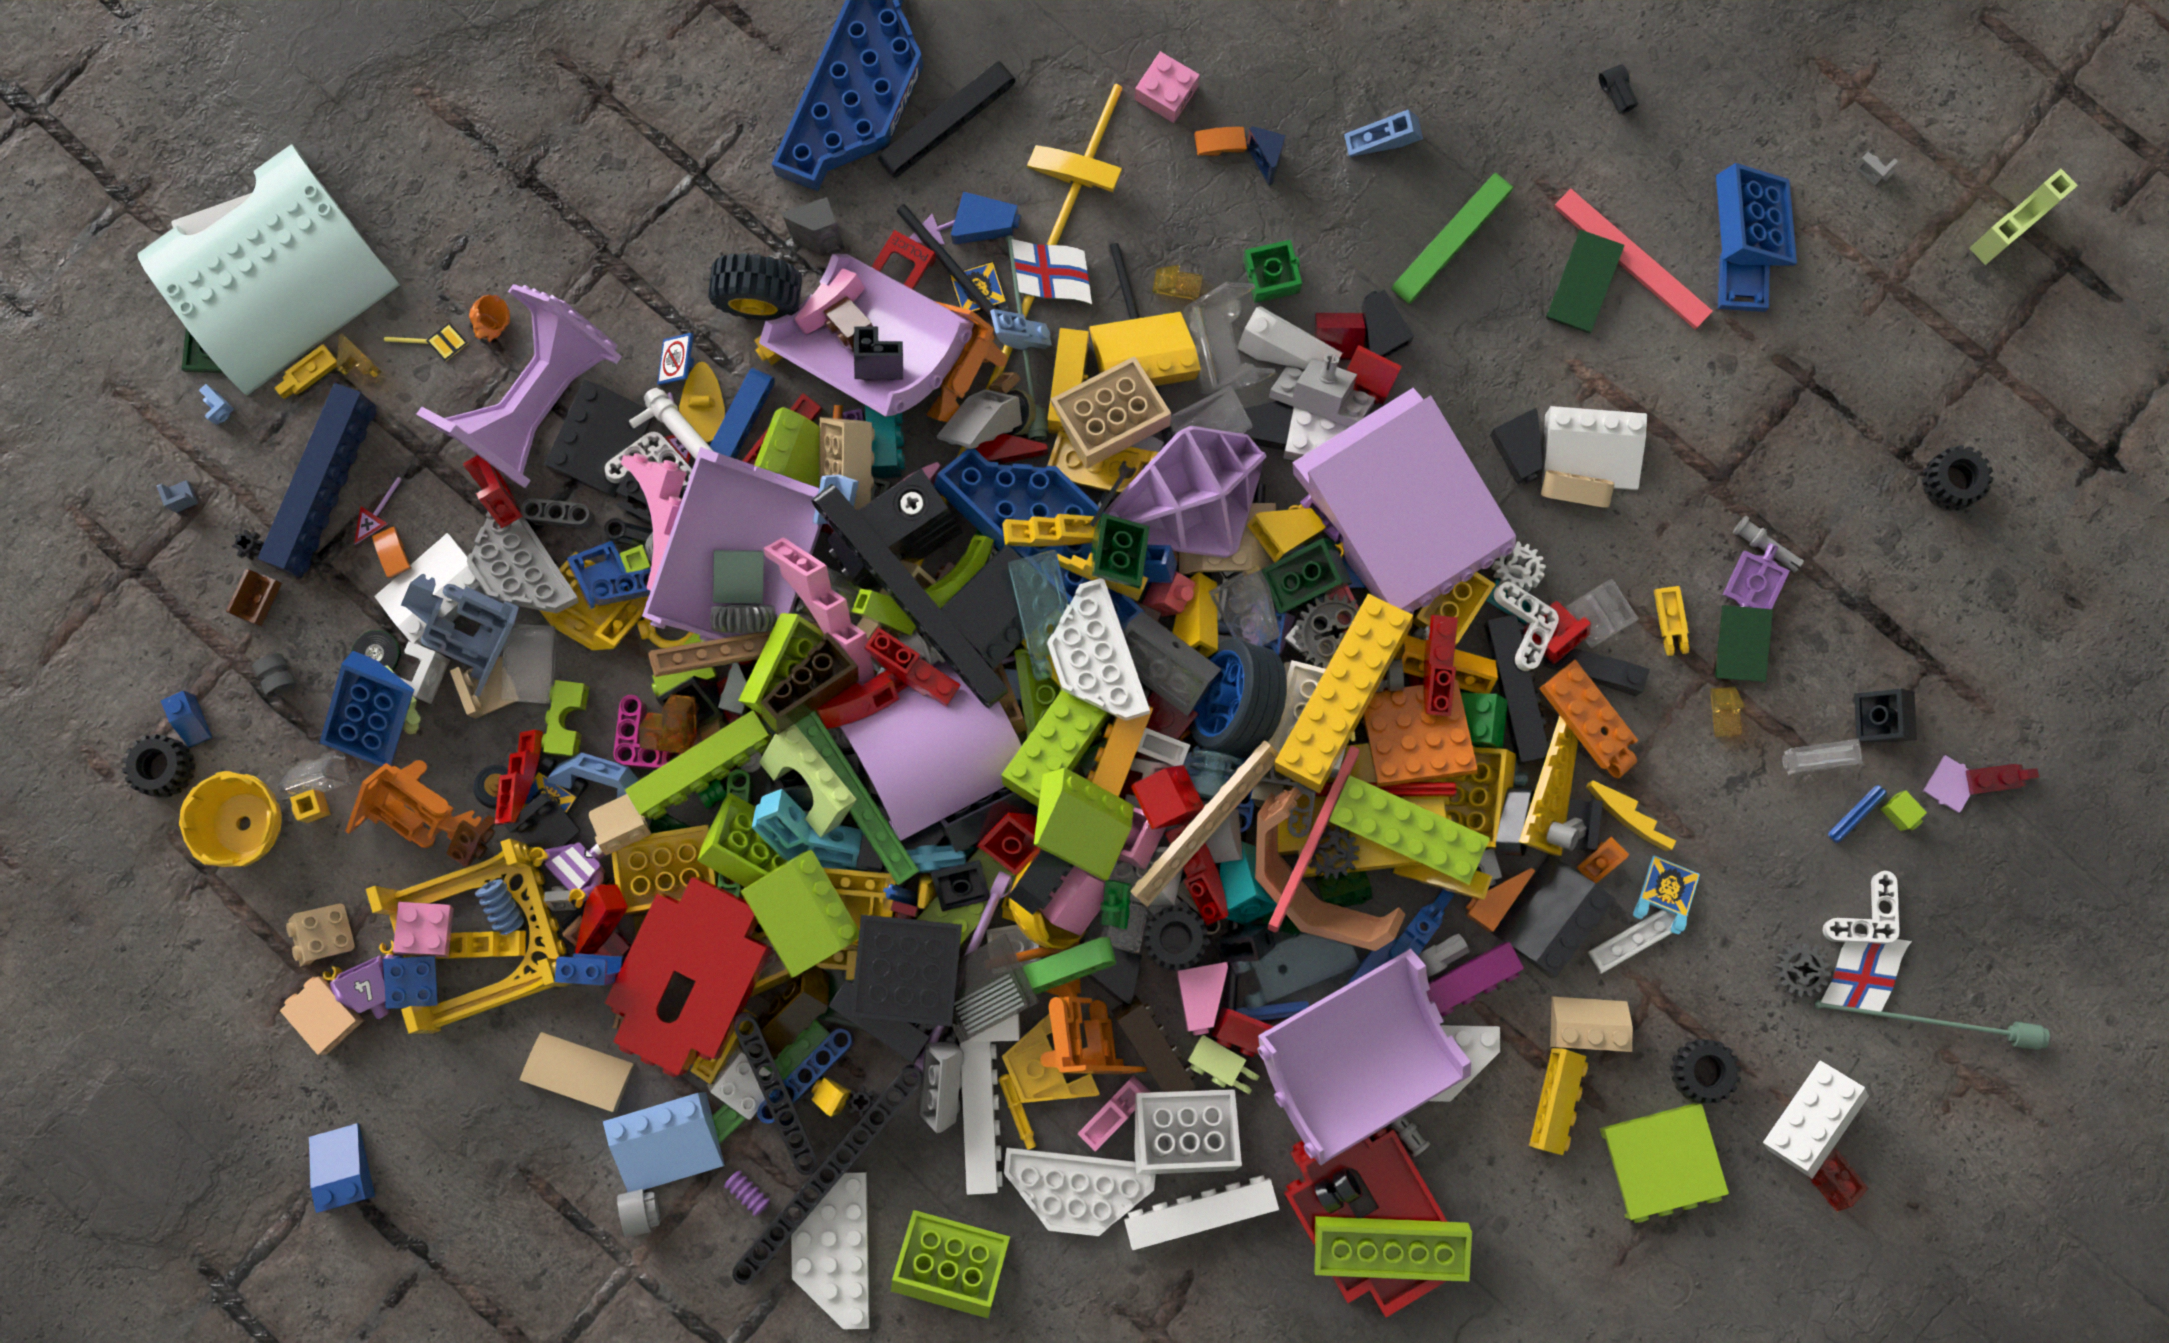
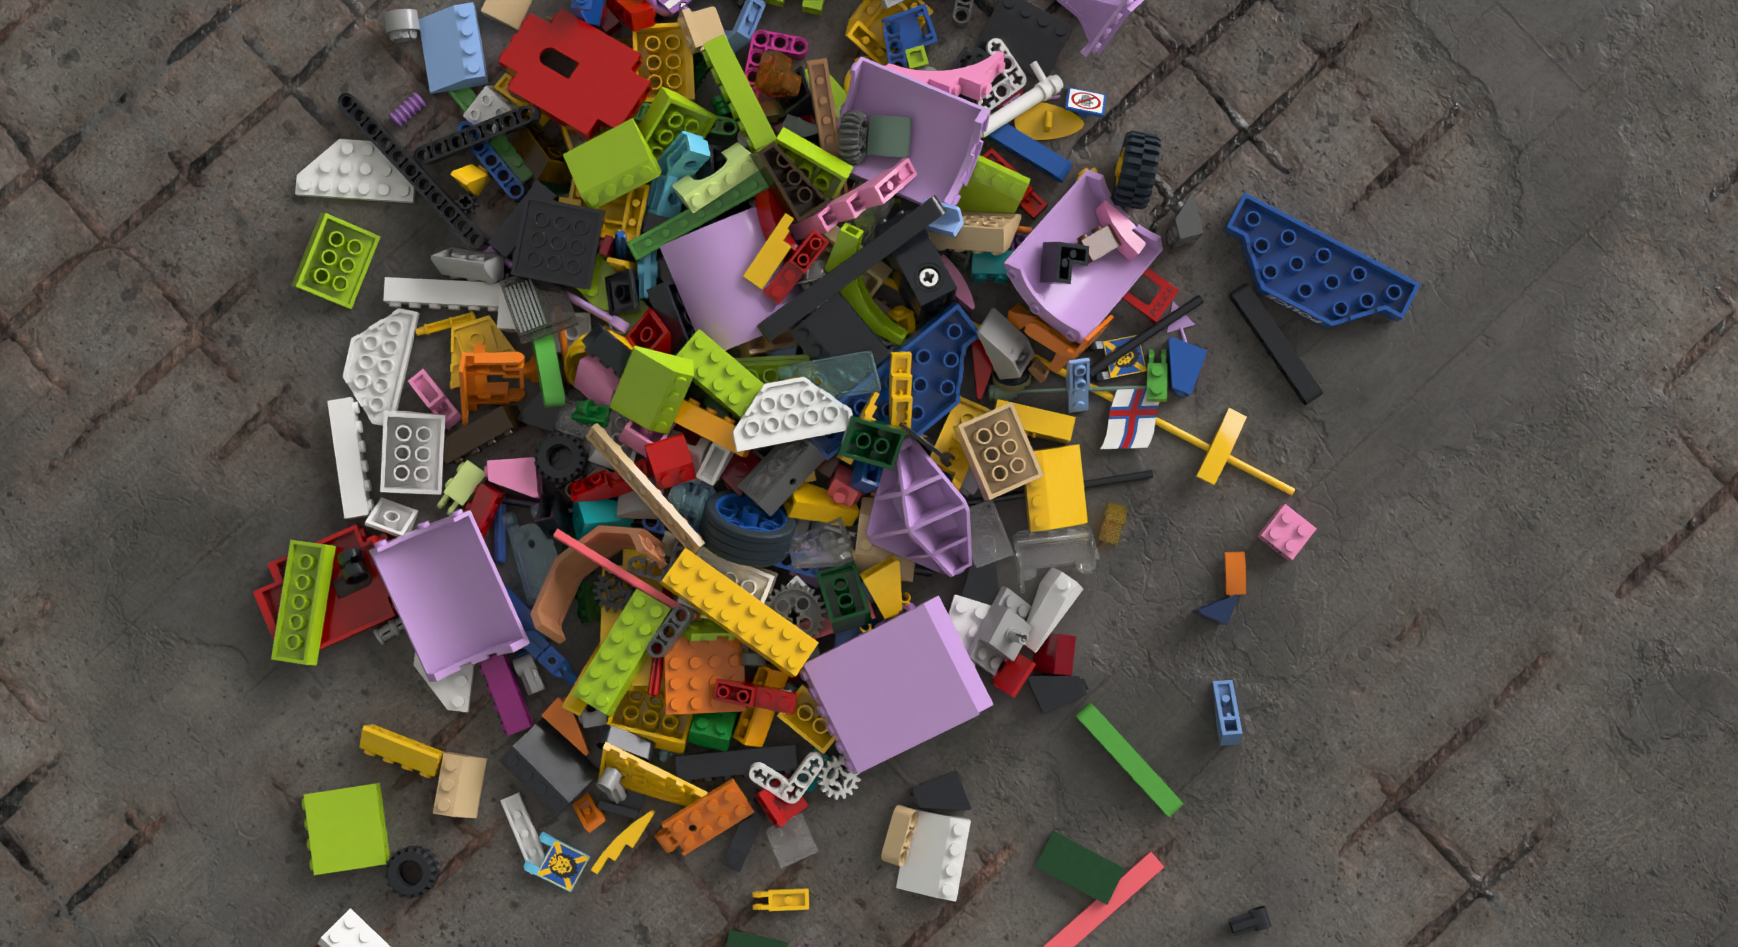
camera: 85 degrees right, 5 degrees up
(630, 535) = (942, 56): black piece -> none
(900, 698) = (770, 255): none -> yellow piece
(957, 545) = (904, 318): none -> yellow bracket
(1000, 247) = (1157, 378): none -> bright green hinge
(1271, 1149) = (392, 518): none -> white slope
(1272, 271) = (1113, 602): green brick -> none
(1369, 736) = (705, 630): none -> lime wing
(1390, 774) = (661, 635): none -> dark grey beam
(1725, 710) = (701, 933): clear yellow slope -> none

